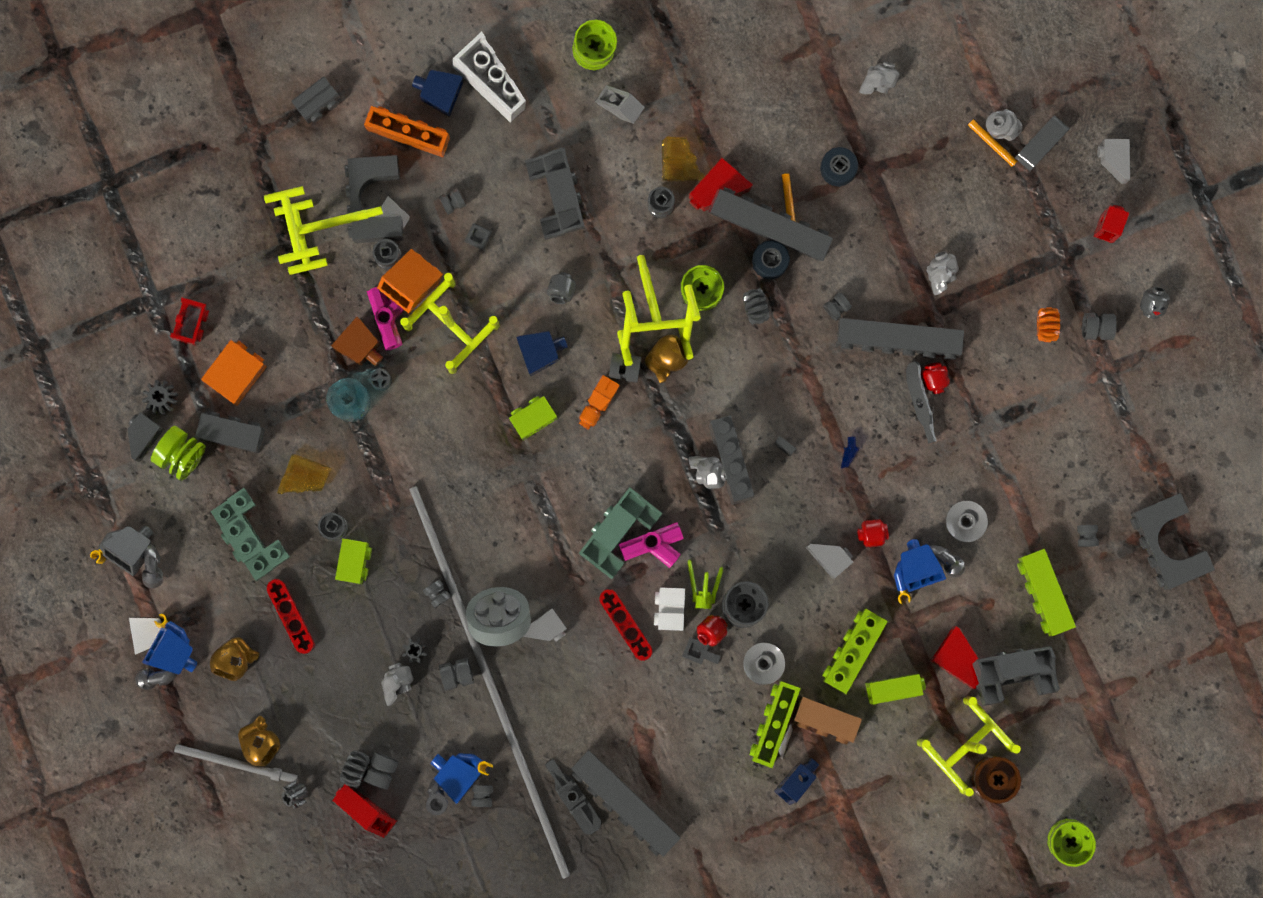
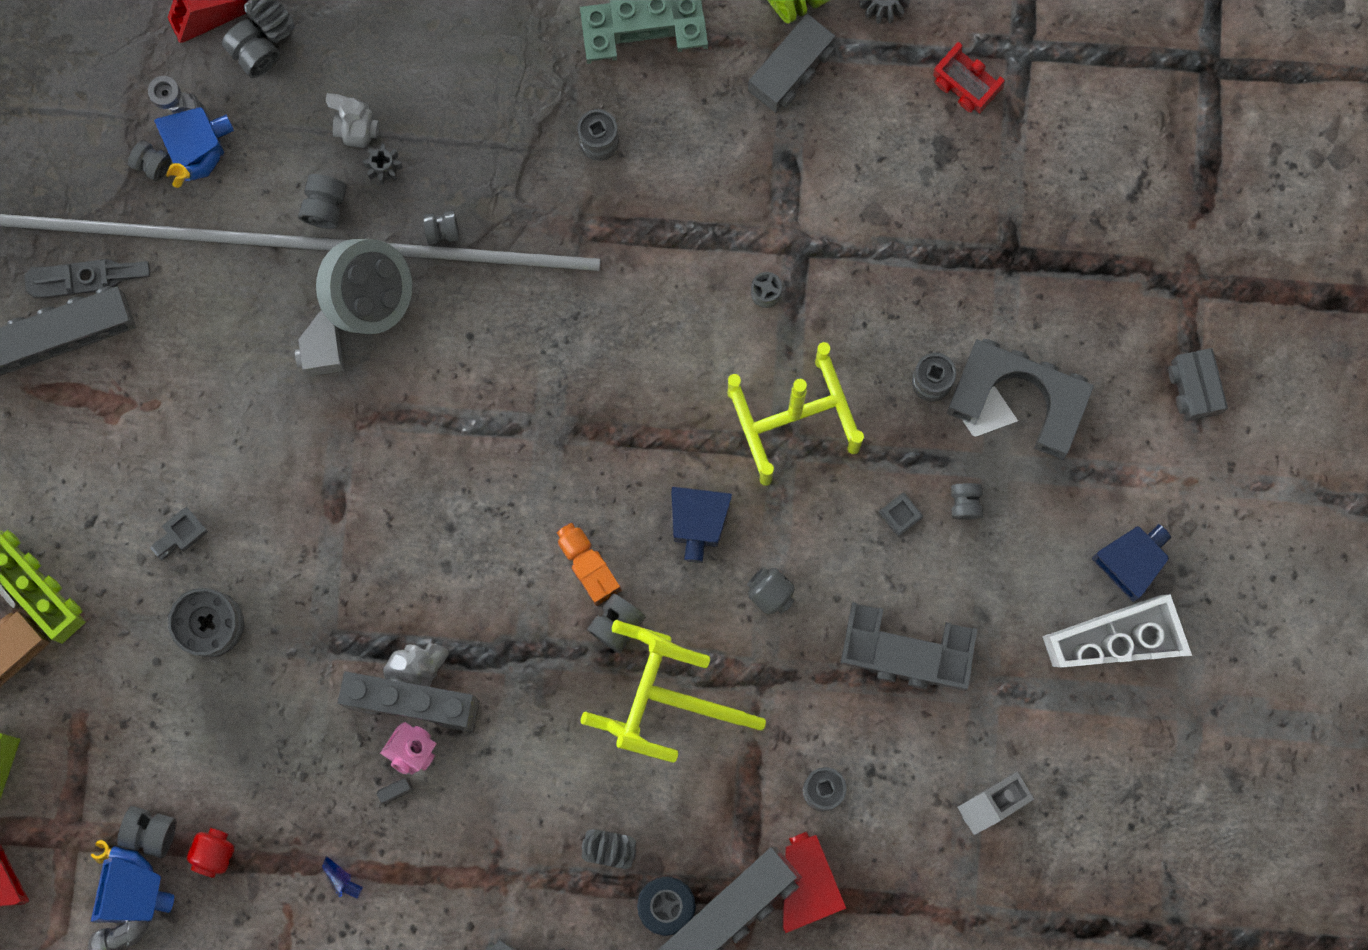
camera: 120 degrees right, 5 degrees down
(234, 372) = (871, 105): orange brick -> none
(286, 618) = (511, 25): red beam -> none
(297, 230) = (1066, 282): neon yellow piece -> none
(303, 476) = (687, 132): clear yellow slope -> none
(342, 390) = (755, 216): clear light blue brick -> none
(353, 561) = (540, 140): lime brick -> none
(358, 344) = (829, 283): dark orange torso -> none
(388, 330) = (854, 352): dark pink piece -> none
(407, 131) = (1089, 490): orange brick -> none
(410, 281) = (880, 388): orange brick -> none
(533, 417) = (610, 465): lime brick -> none
(600, 35) = (1118, 807): lime wheel -> none
(613, 529) = (404, 500): sand green bracket -> none
(623, 626) = (270, 458): red beam -> none
(662, 549) = (342, 549): dark pink piece -> none
(666, 357) = (601, 687): pearl gold piece -> none
(670, 609) = (257, 523): white brick -> none
(679, 161) = (873, 847): clear yellow slope -> none
(704, 598) = (247, 575): lime plant -> none
(709, 278) = (657, 773): lime wheel -> none
(712, 630) = (197, 562): red head -> none
(757, 449) = (409, 749): none -> bright pink brick
(775, 665) = (102, 608): light grey dish -> none
(831, 558) = (208, 777): light grey slope -> none
(854, 651) = (67, 744): lime brick -> none
(880, 575) = (147, 832): none -> dark grey wheel

